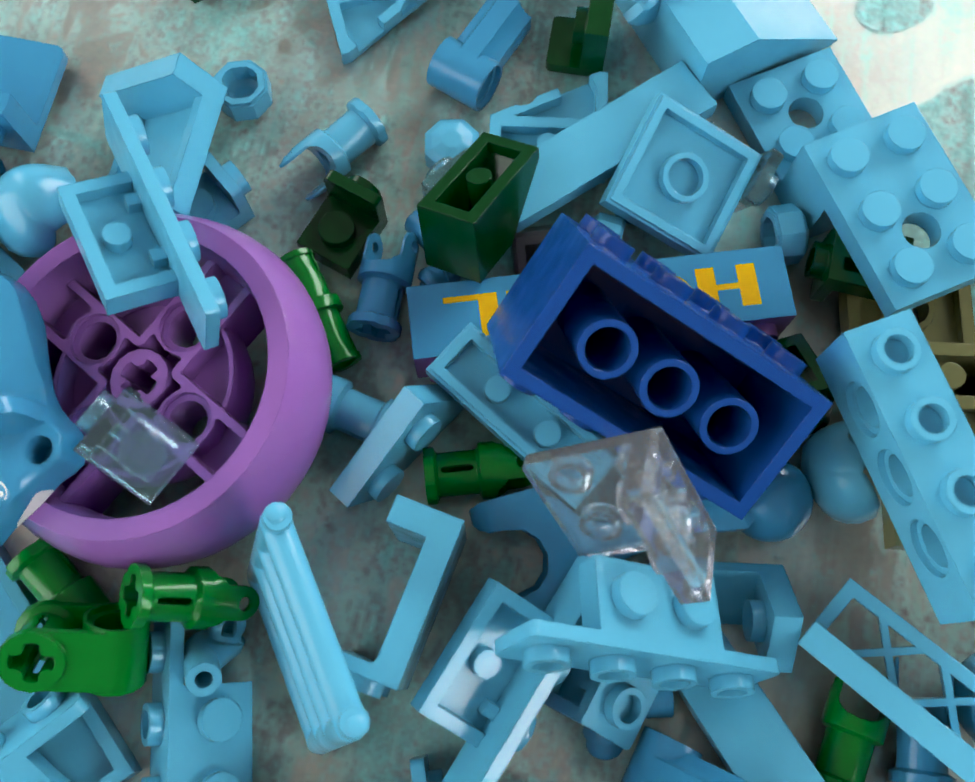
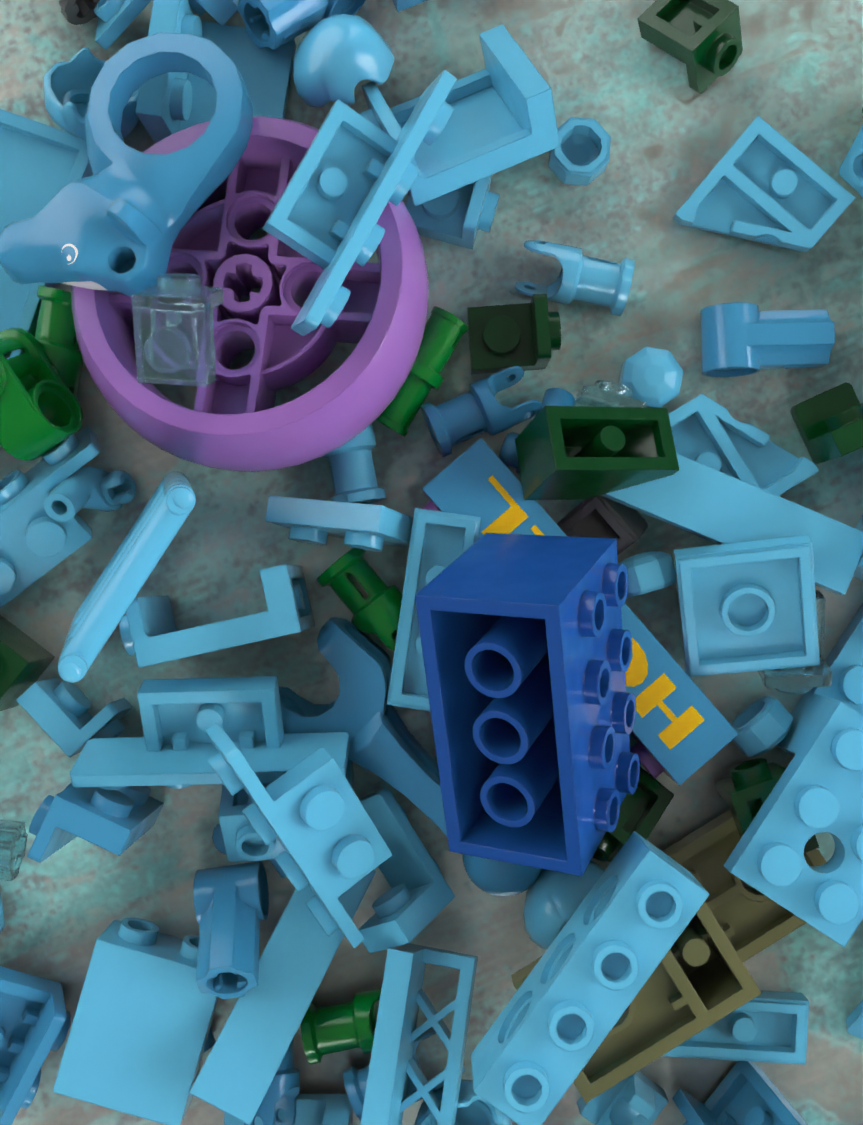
camera: 55 degrees right, 15 degrees up
(192, 597) = (111, 453): green piece -> none
(628, 499) = (401, 766): clear bracket -> none

